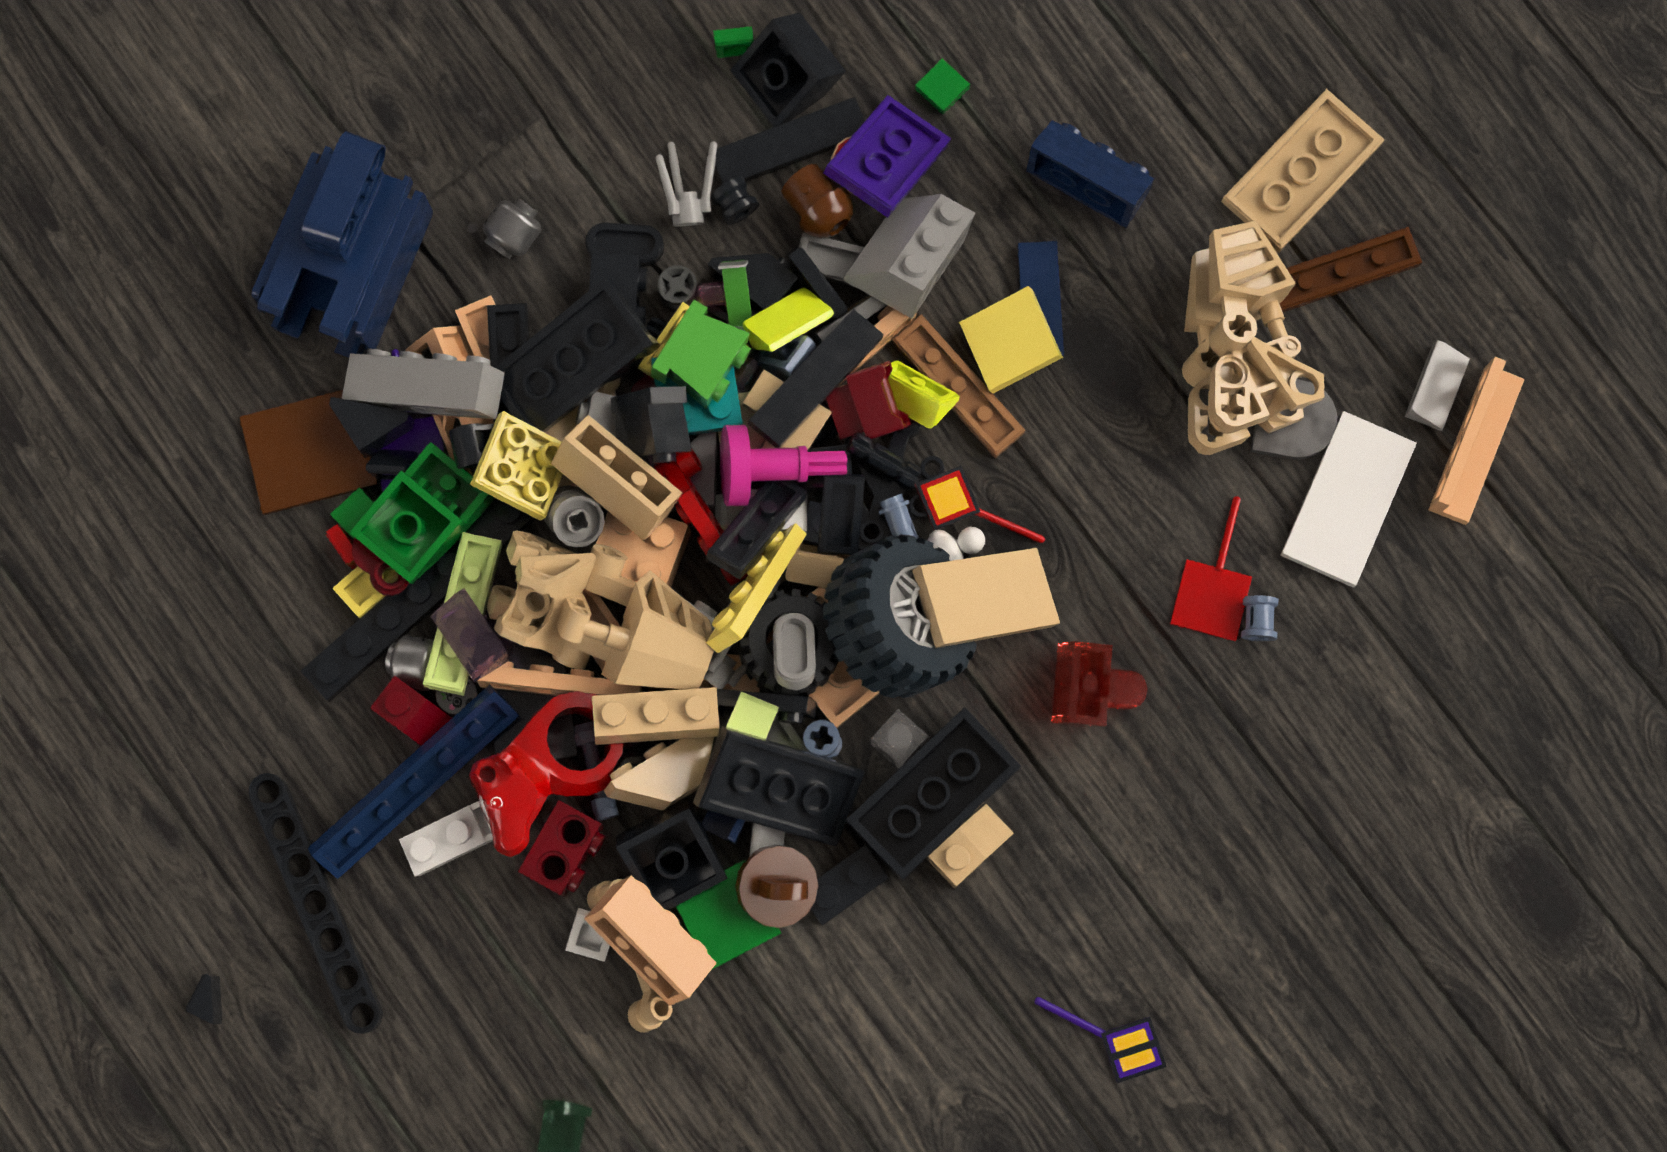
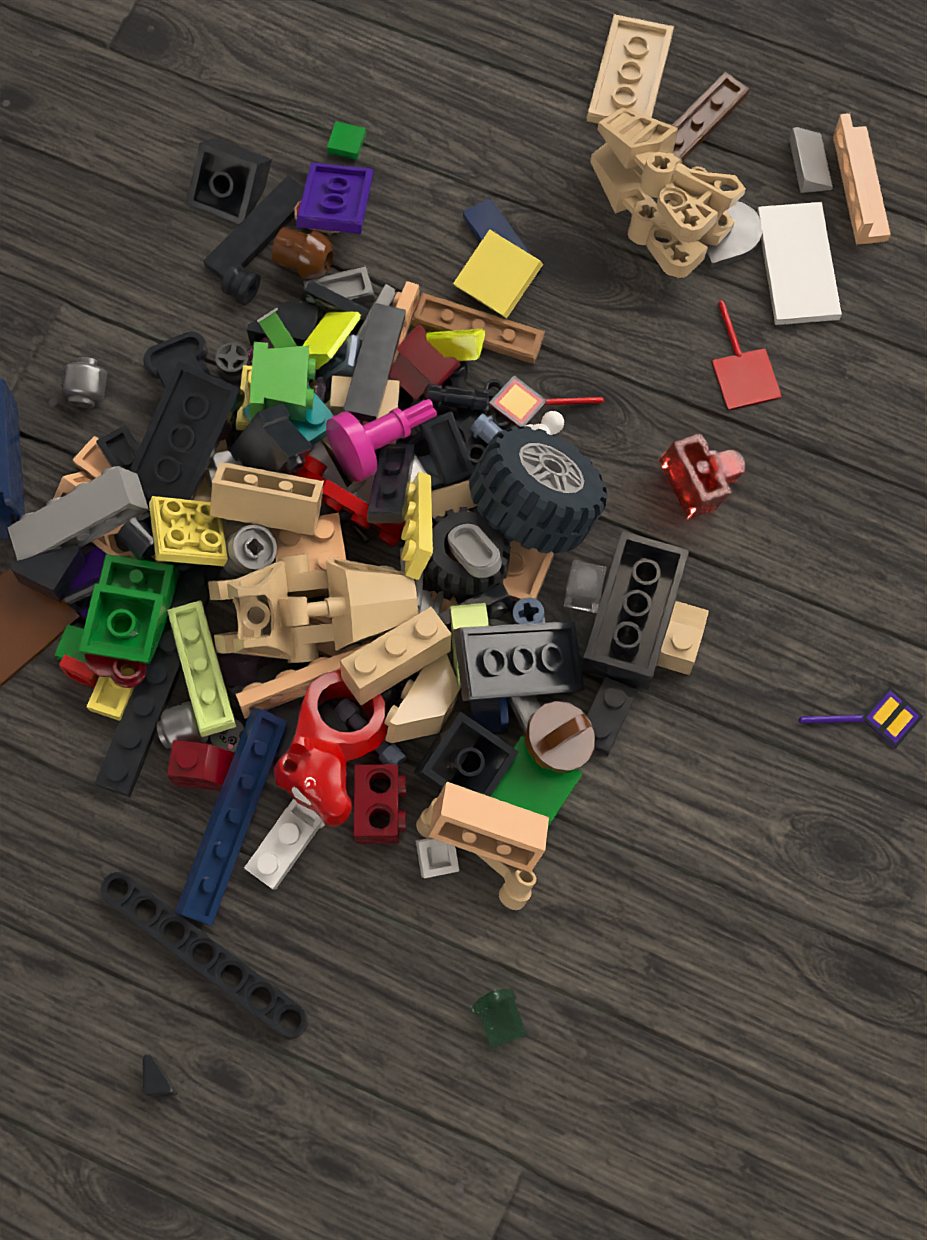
camera: 30 degrees left, 10 degrees down
(470, 635) = (217, 674): slope -> none
(685, 206) = (206, 302): light grey plant -> none
(732, 41) = (177, 180): green tile -> none
(911, 251) = (391, 248): light grey slope -> none
(985, 597) = (589, 447): tan tile -> none
(1089, 172) = (485, 143): dark blue slope -> none
(1259, 618) = (789, 369): sand blue bush -> none

